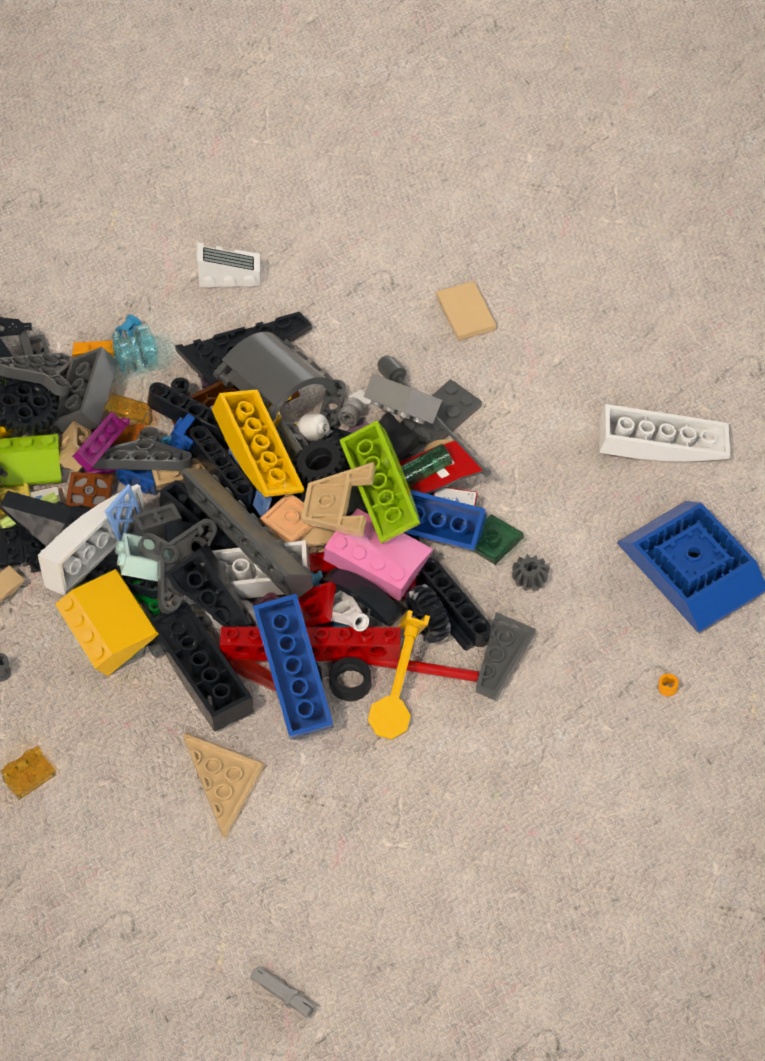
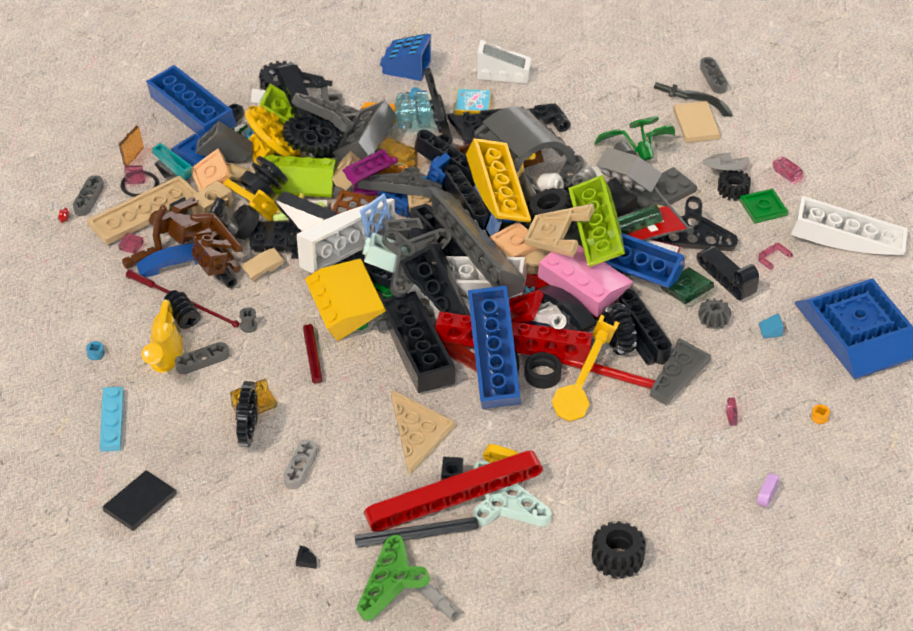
camera: 10 degrees right, 10 degrees down
(28, 800) = (246, 414): none -> black gear
(83, 699) = (312, 353): none -> dark red axle
(102, 856) = (300, 472): none -> light grey beam
(112, 273) = (407, 57): none -> blue slope
(130, 967) = (306, 558): none -> black tile
(163, 342) = (437, 104): none -> black wing
(200, 321) = (472, 100): none -> medium azure tile
(230, 989) = (389, 587): none -> bright green beam
(246, 913) = (417, 531): none -> black axle
(273, 823) = (451, 466): none -> black brick
(279, 856) = (453, 491): none -> red beam
(311, 338) = (561, 123): none -> black bush
(325, 800) = (495, 452): none -> yellow beam
(347, 859) = (512, 505): none -> light aqua beam
(414, 359) = (644, 148): none -> green plant
(460, 273) = (674, 91): none -> pearl dark grey sword
(475, 234) = (719, 88): none -> dark grey beam
(476, 883) = (618, 562): none -> black tyre
(498, 463) = (702, 230): none -> black beam
(506, 365) = (725, 162): none -> light grey slope
(523, 402) = (741, 187): none -> black tyre
(549, 526) = (736, 280): none -> black beam
(561, 415) = (763, 206): none -> green tile
(570, 699) = (731, 411): none -> clear pink tile
(577, 476) = (771, 249): none -> clear pink piece
(581, 363) = (788, 169): none -> clear pink beam
(596, 579) = (771, 327): none -> dark azure slope
(626, 793) = (768, 490): none -> lavender beam

